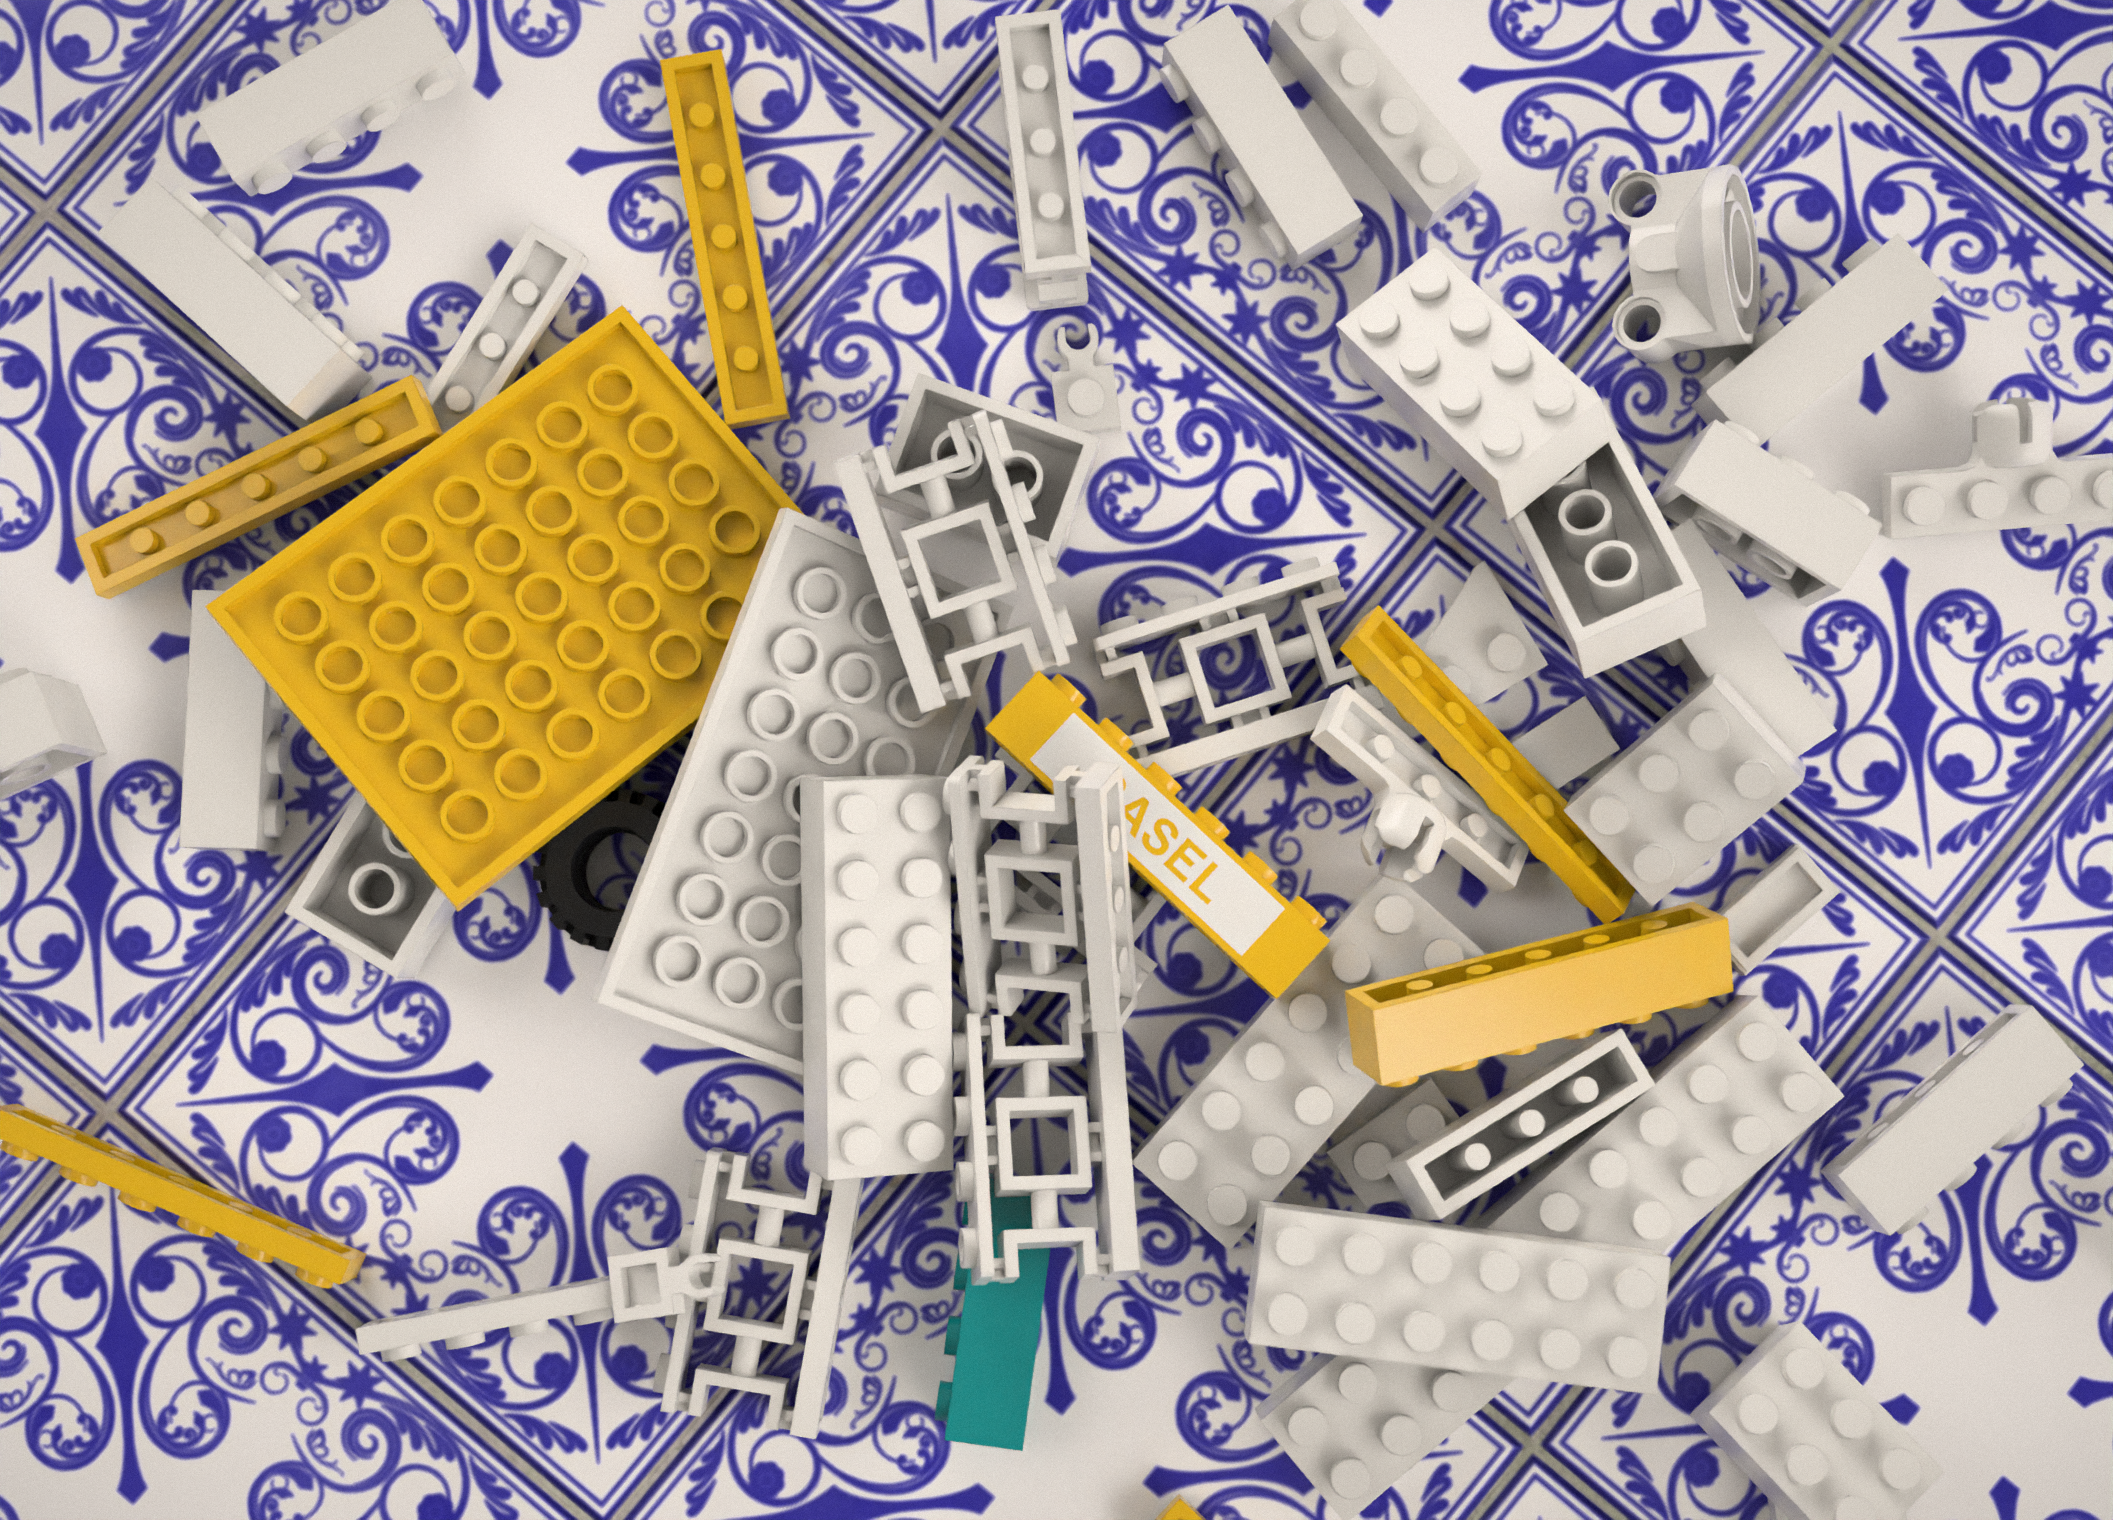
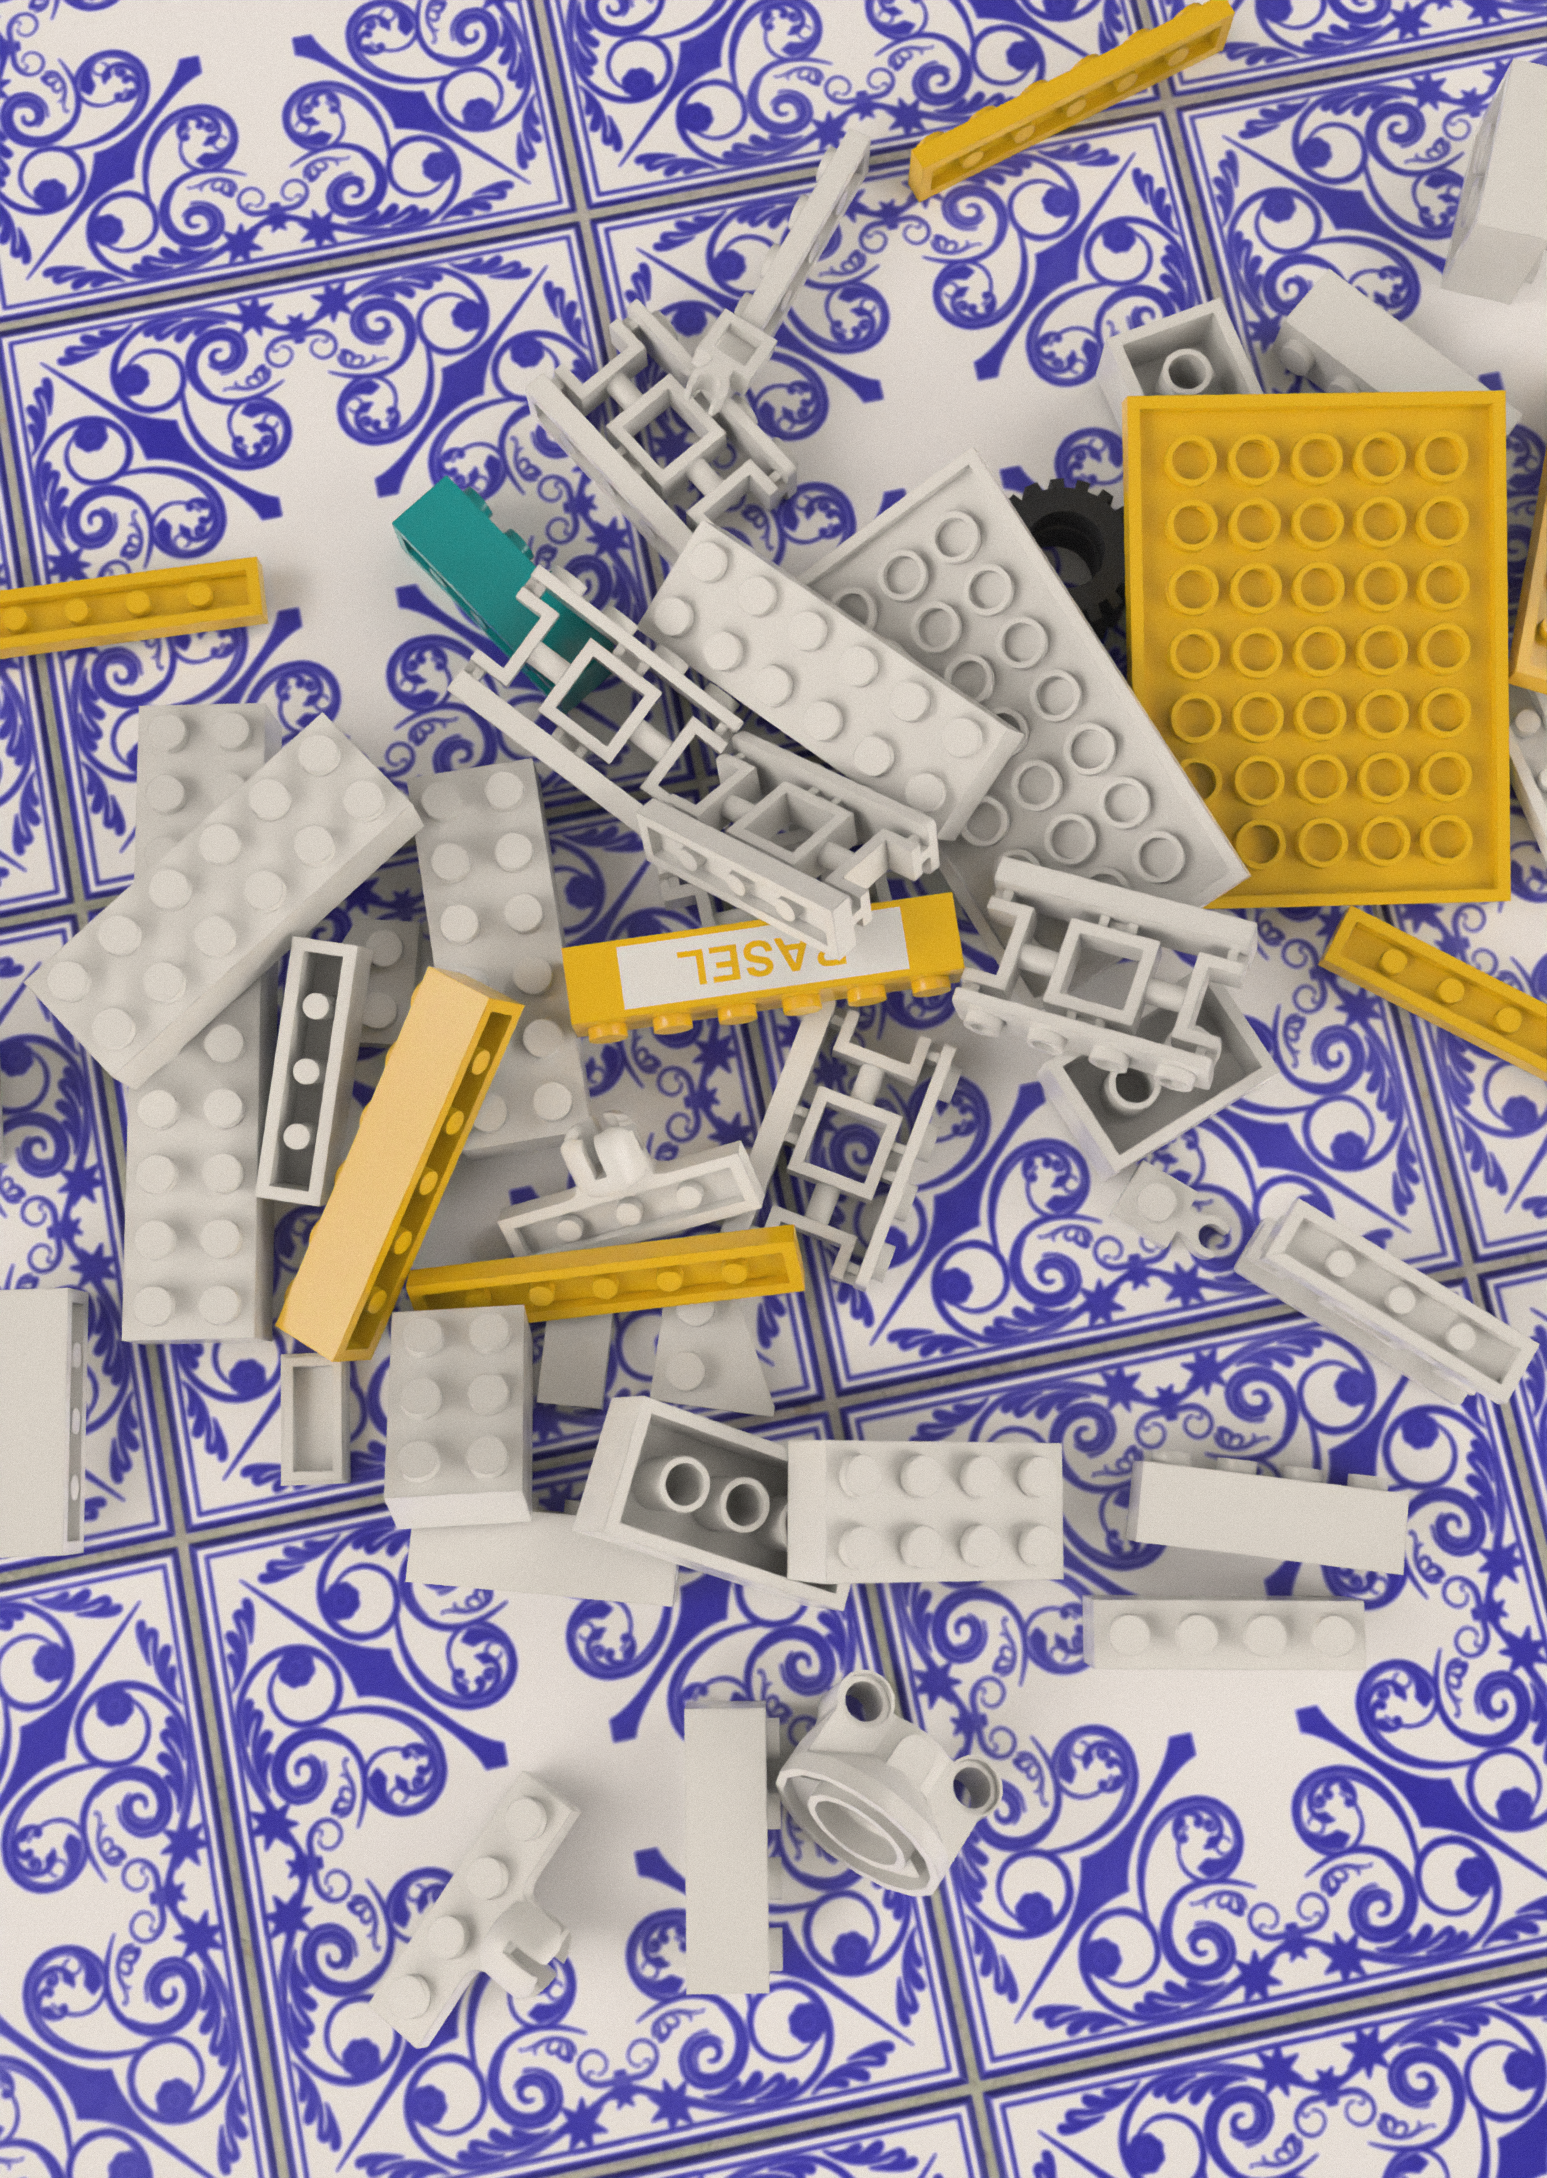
camera: 130 degrees right, 5 degrees down
(1767, 513) = (625, 1674): white brick -> none

